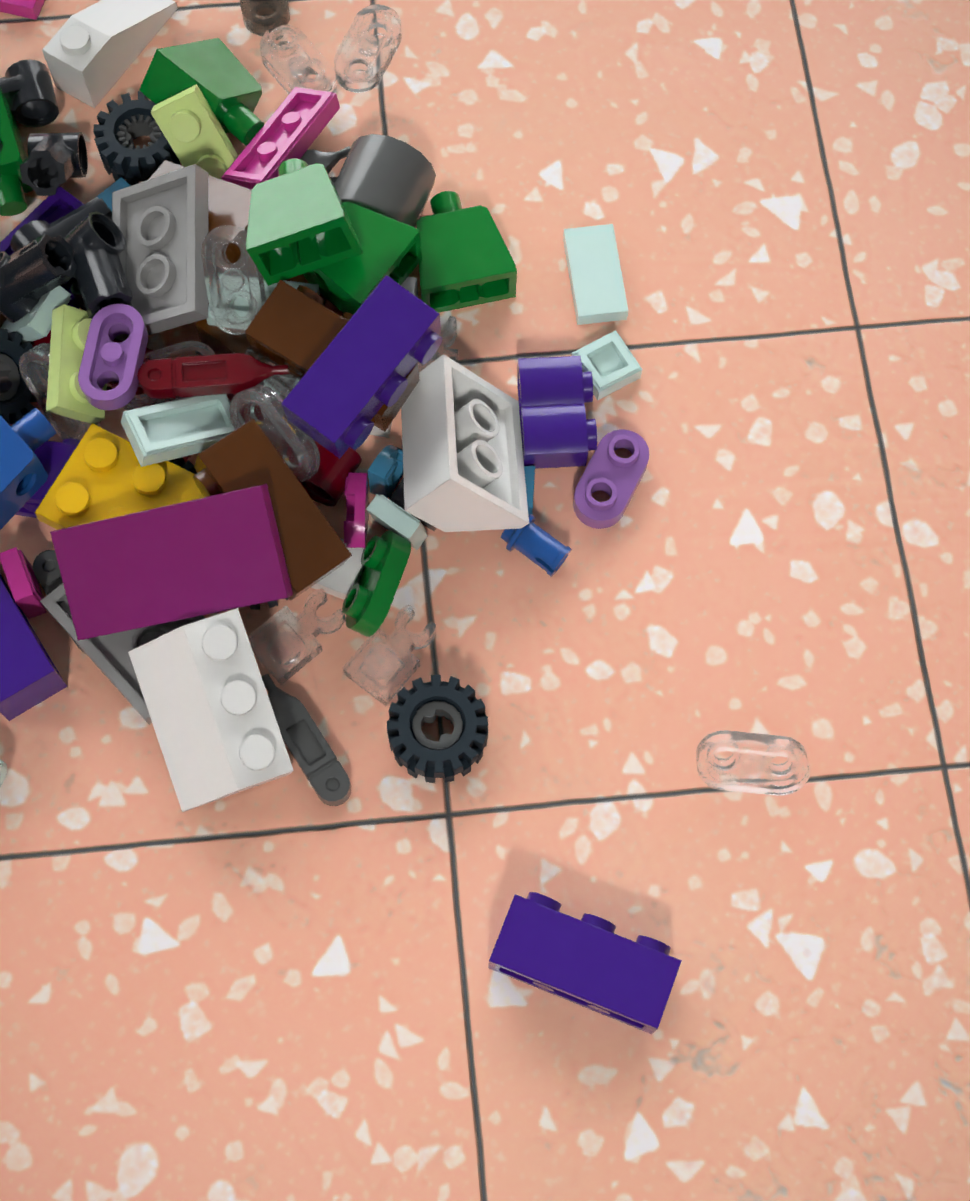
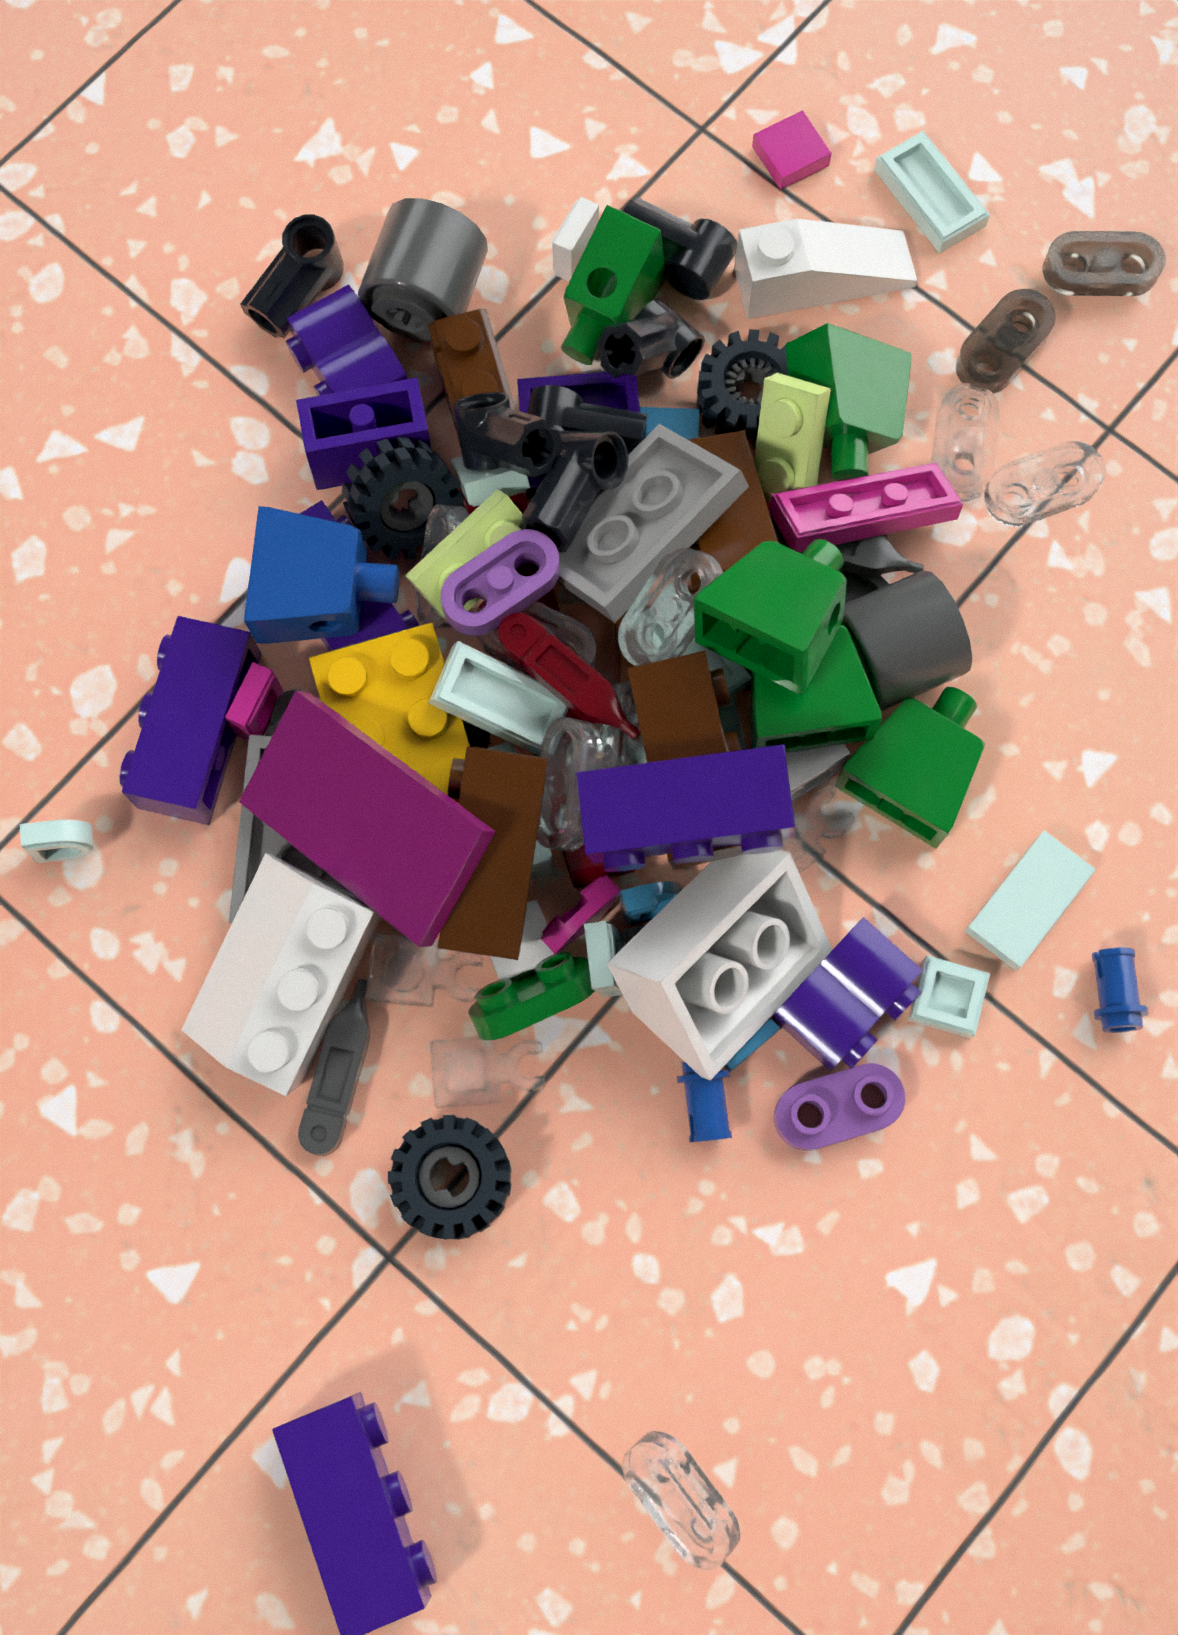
camera: 50 degrees right, 5 degrees up
(691, 275) = (1118, 991): none -> blue pin

